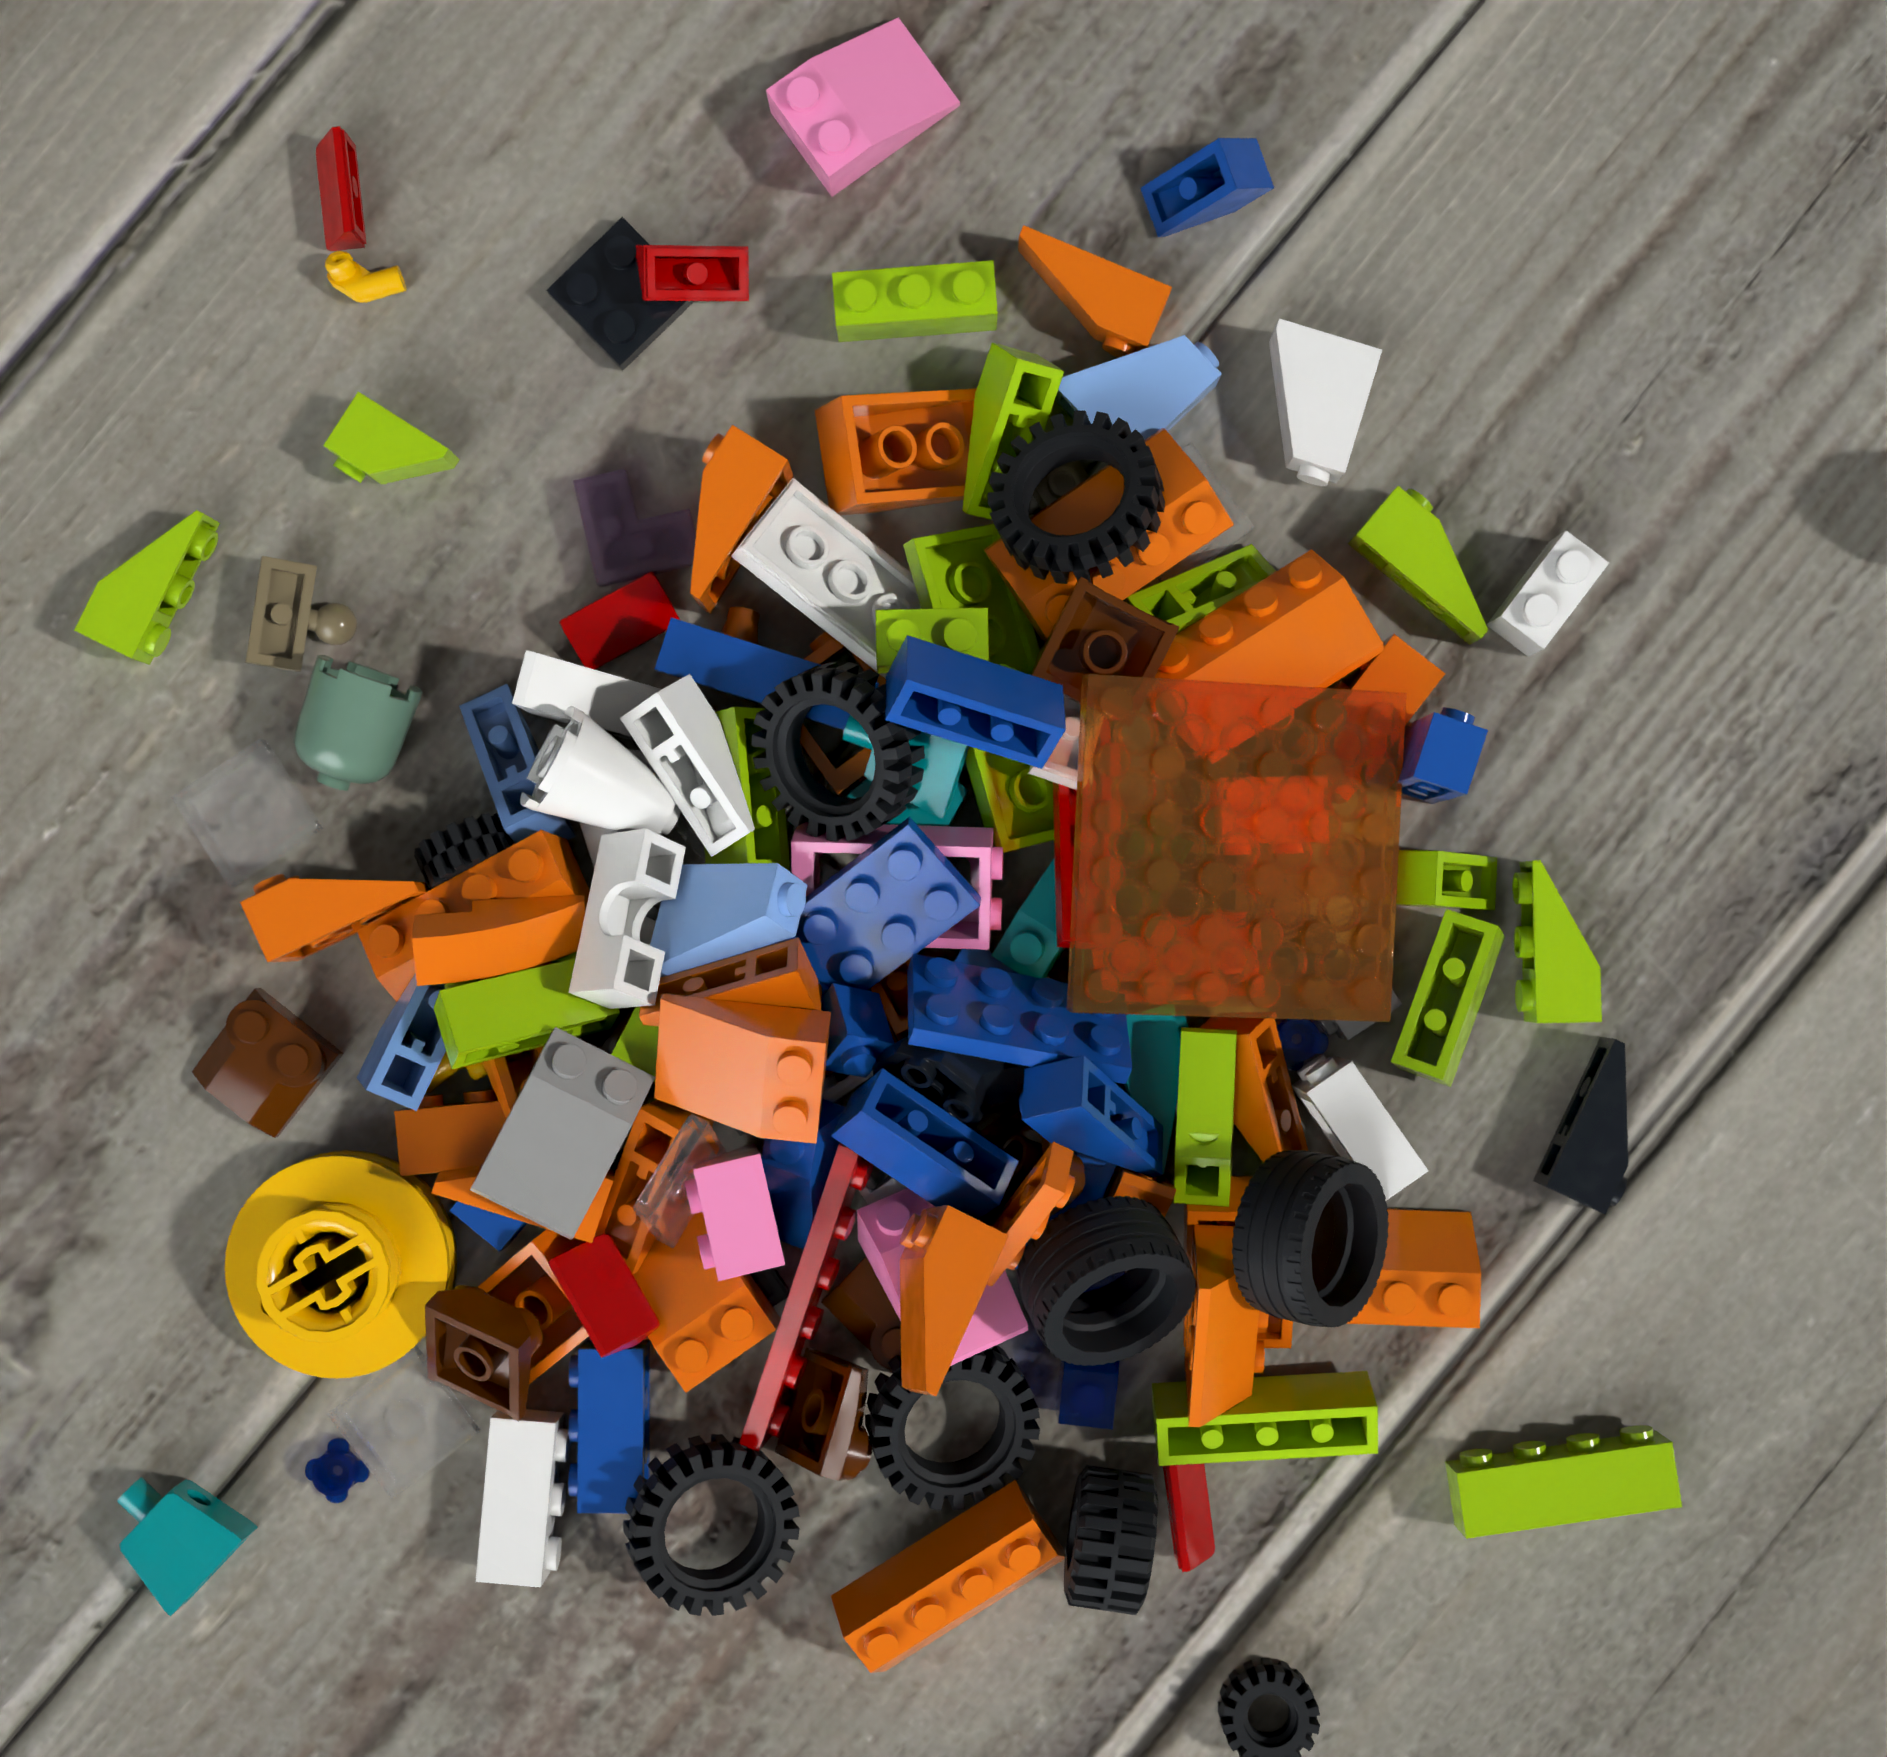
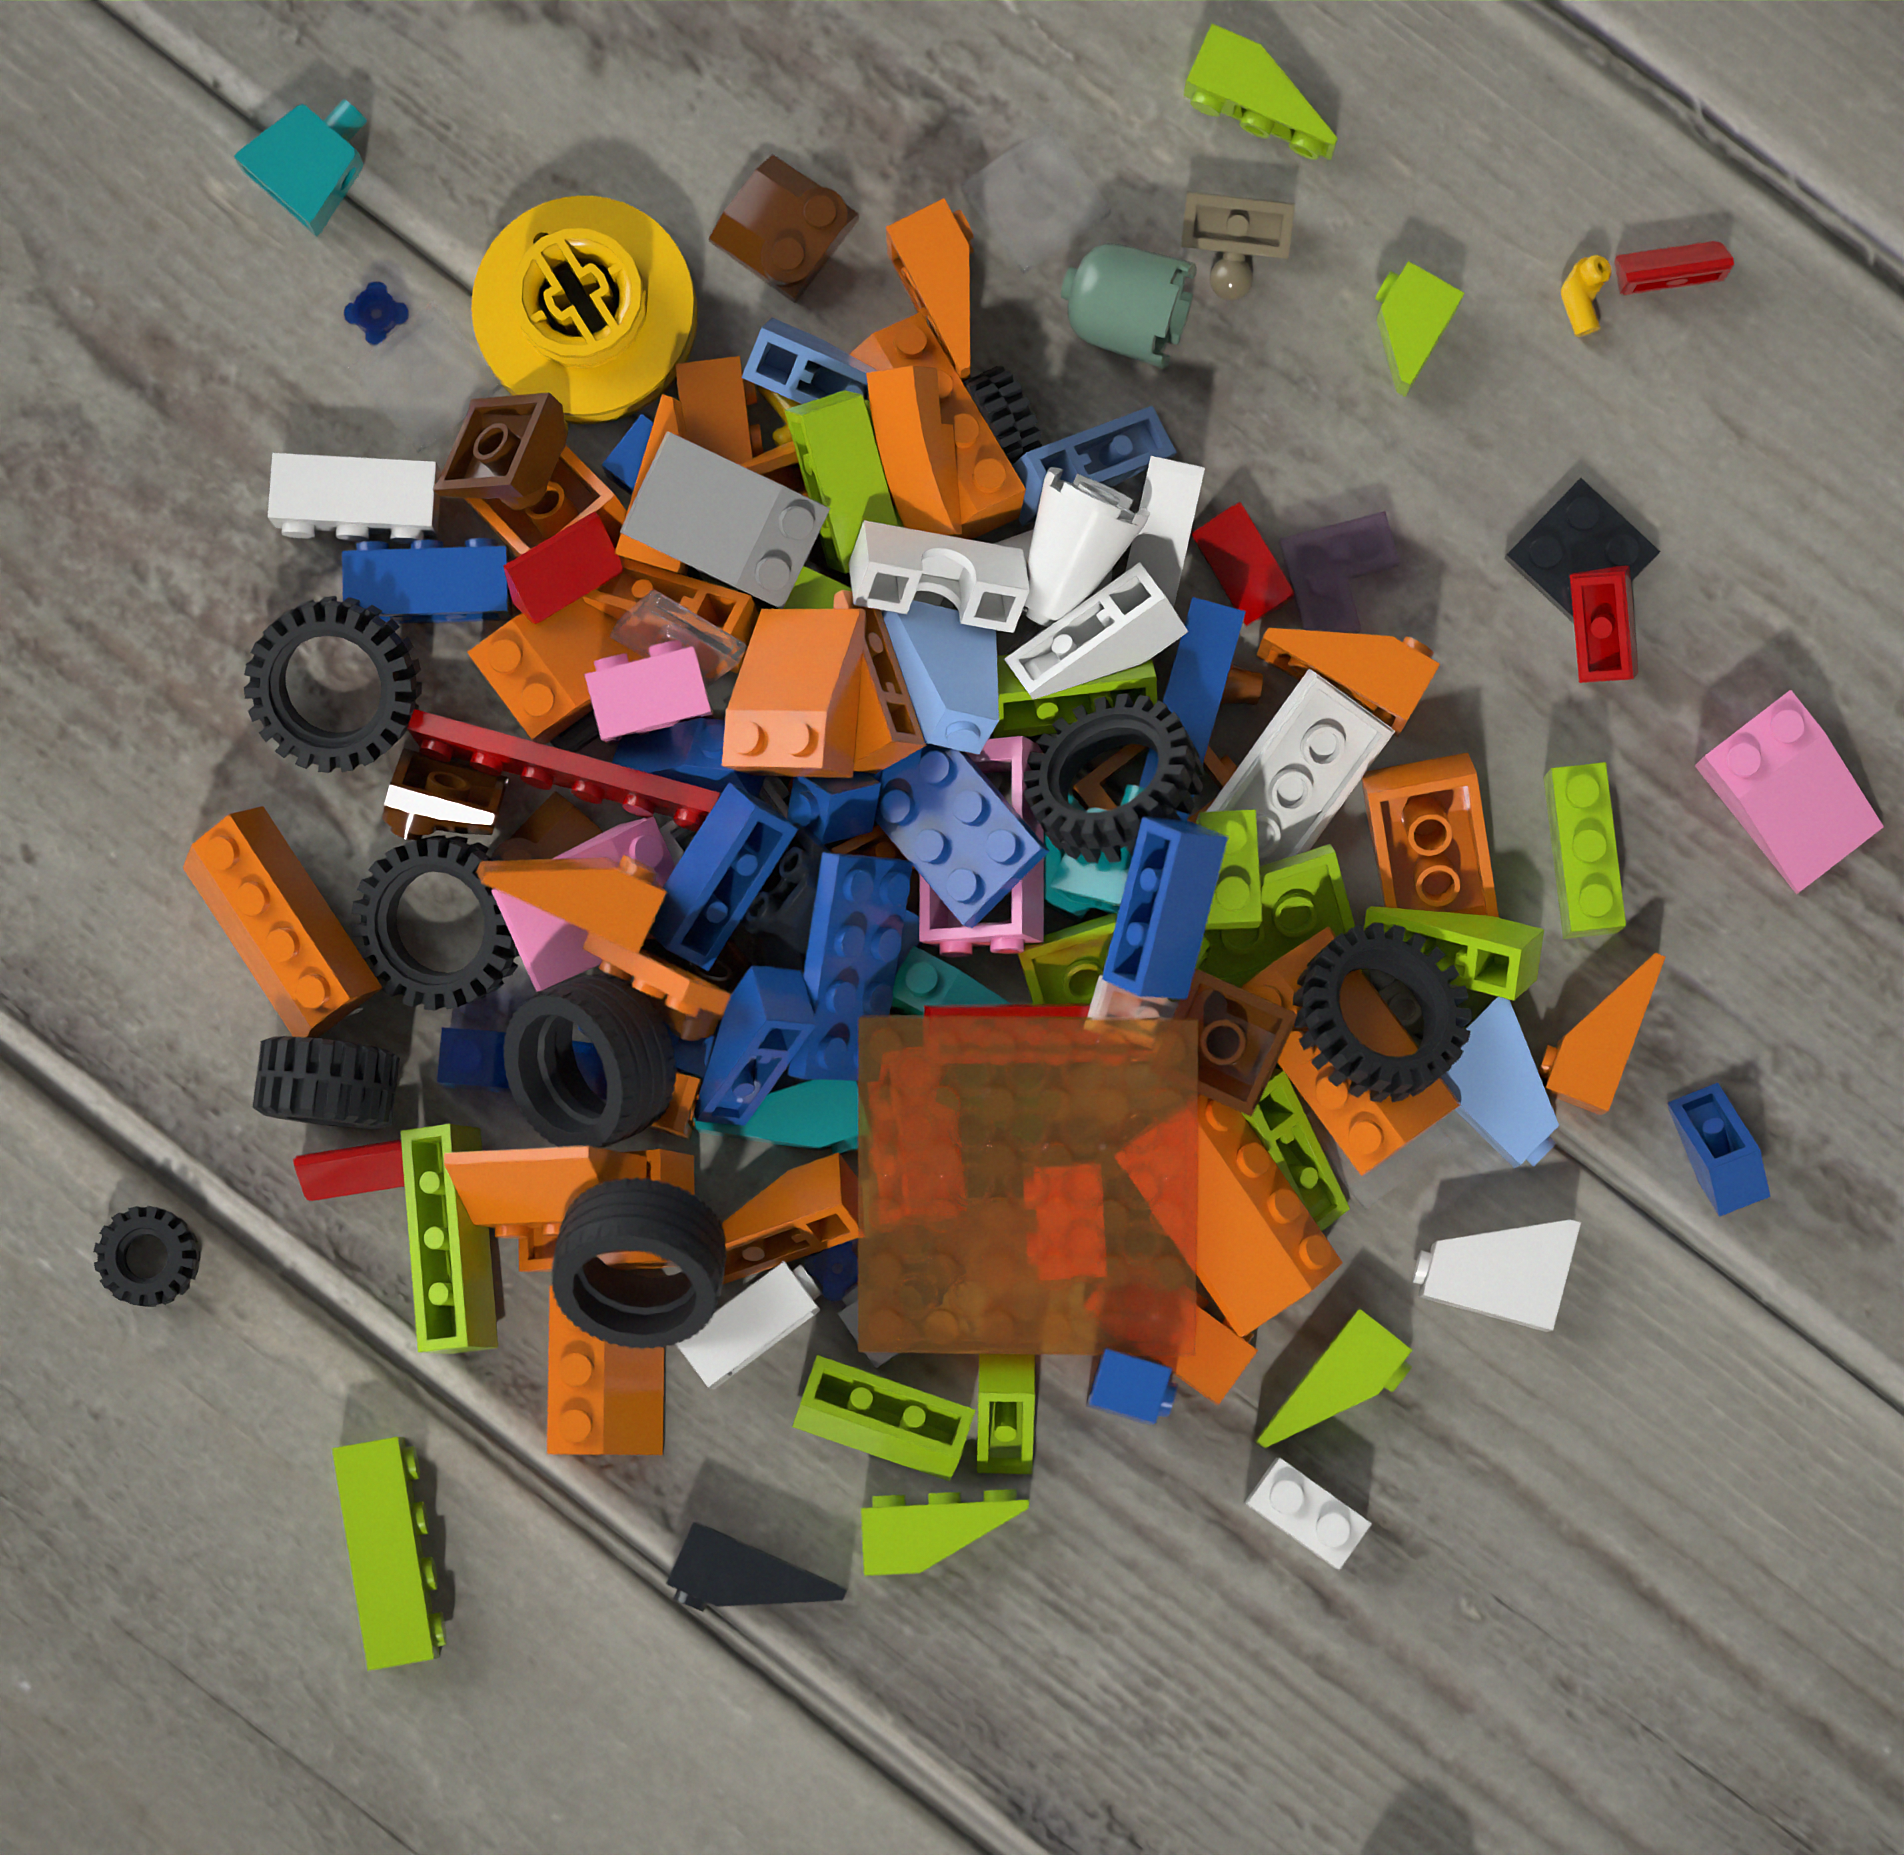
camera: 85 degrees right, 5 degrees down
(1205, 1116) = (756, 1165): lime slope -> none

